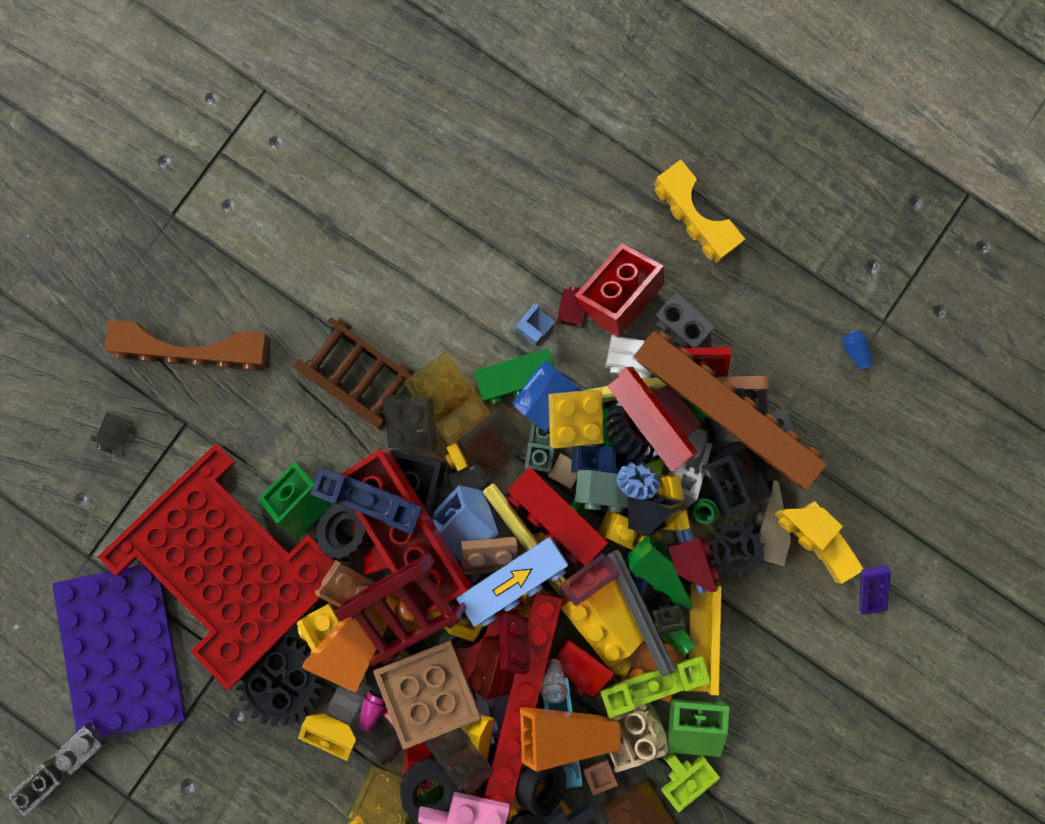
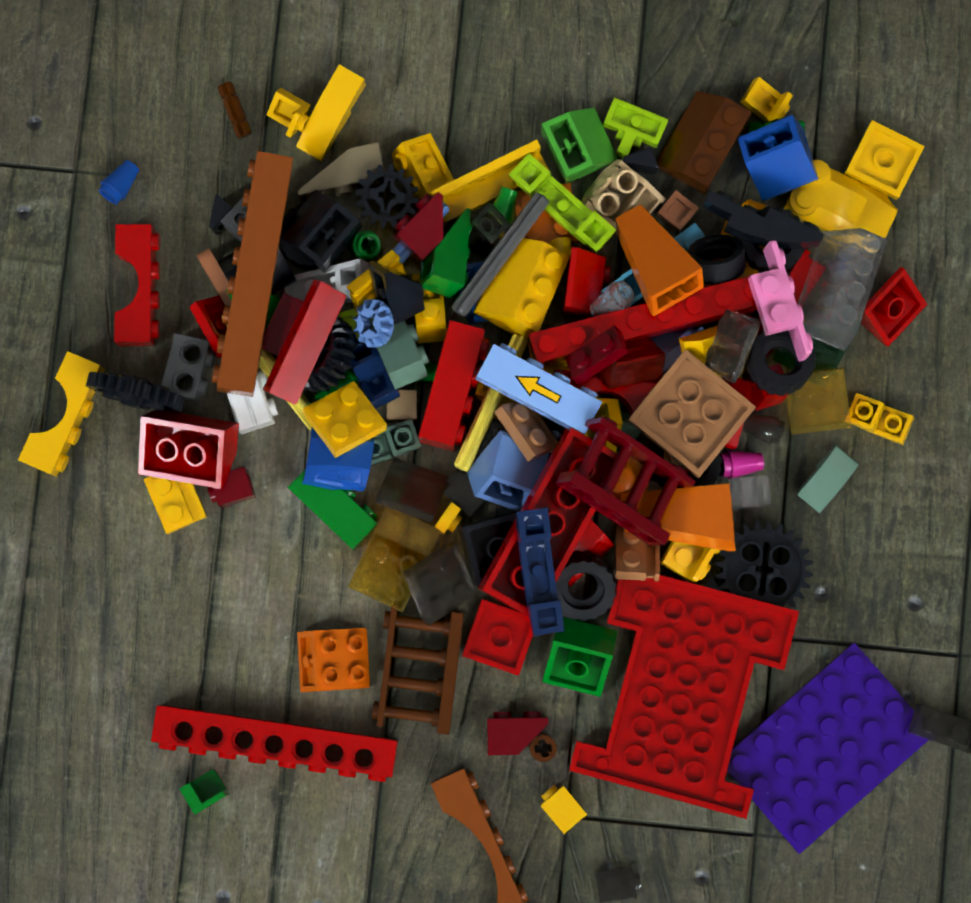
camera: 115 degrees left, 0 degrees up
(191, 422) = (562, 807): none -> yellow brick
(242, 426) = (537, 755): none -> reddish brown bush
(267, 416) = (513, 735): none -> dark red slope
(320, 775) = (828, 478): none -> sand green slope
(328, 735) = (786, 489): yellow slope -> none
(343, 444) = (499, 637): none -> red plate
(357, 167) = (204, 791): none -> green panel
(363, 252) = (169, 718): none -> red brick
(399, 313) = (333, 659): none -> orange bracket
(534, 324) = (270, 516): medium blue panel -> none
(583, 260) = (175, 503): none -> yellow plate
(588, 580) = (496, 318): clear pink slope -> none
(655, 771) = (642, 161): none -> black slope
(684, 270) = (135, 391): none -> black gear
(740, 305) = (136, 322): none -> red arch
(747, 593) = (424, 162): none -> yellow bracket
(795, 414) = (219, 210): none -> black slope
(811, 525) = (324, 135): yellow slope -> none
(846, 509) = (289, 111): none -> yellow bracket
(869, 468) = (234, 110): none -> reddish brown axle
(874, 590) = (352, 44): dark purple plate -> none

